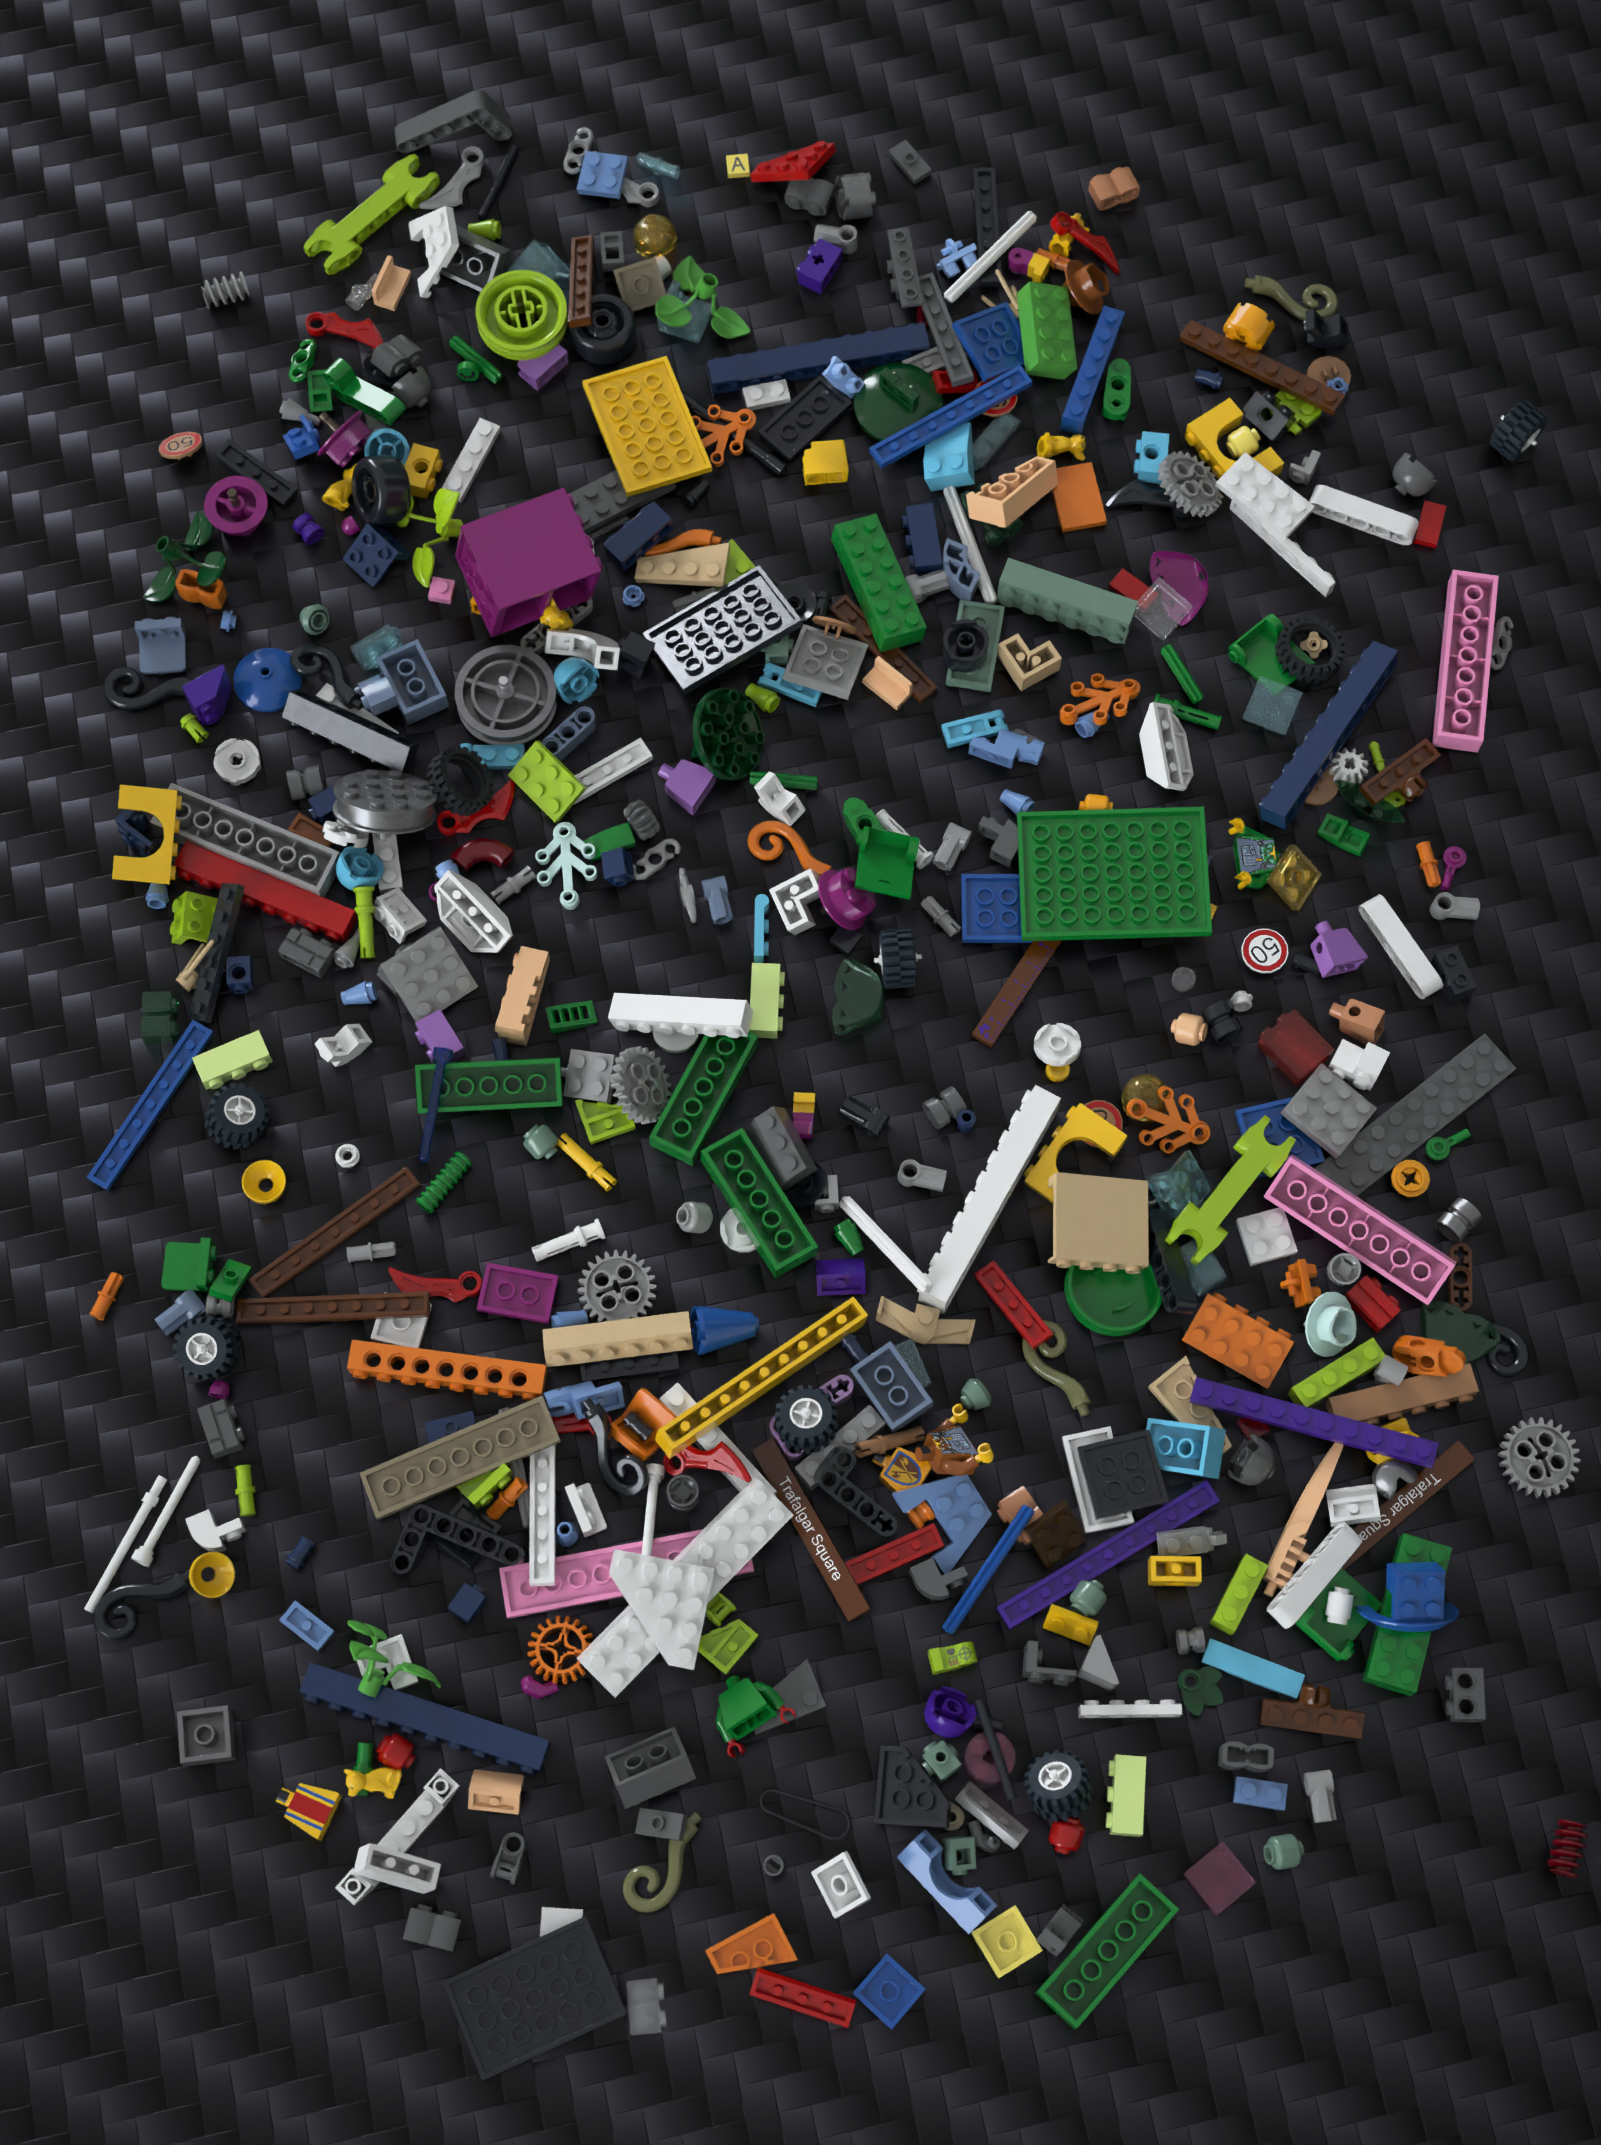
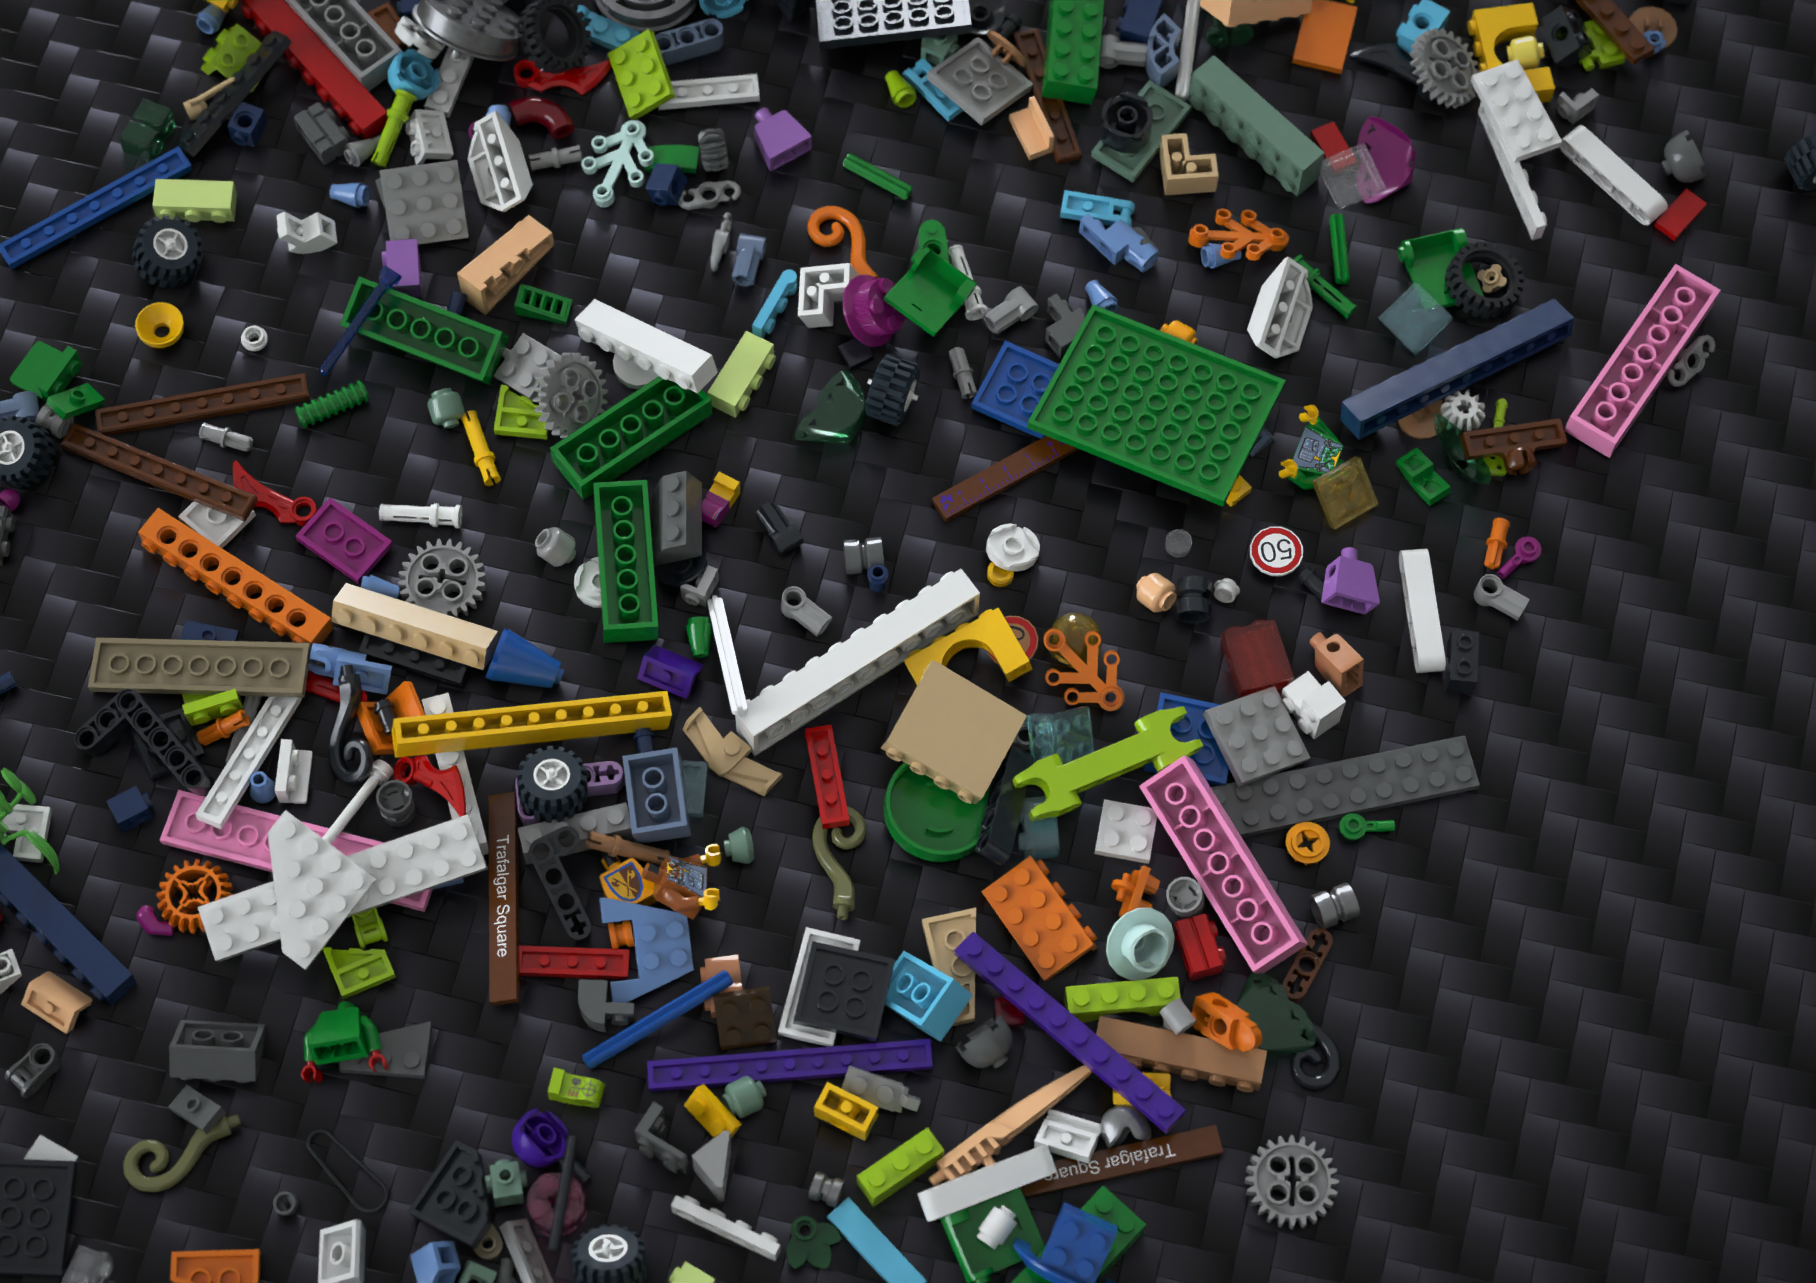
camera: 25 degrees right, 5 degrees down
(727, 734) = (841, 103): dark green bracket -> none
(778, 801) = (859, 190): white brick -> none

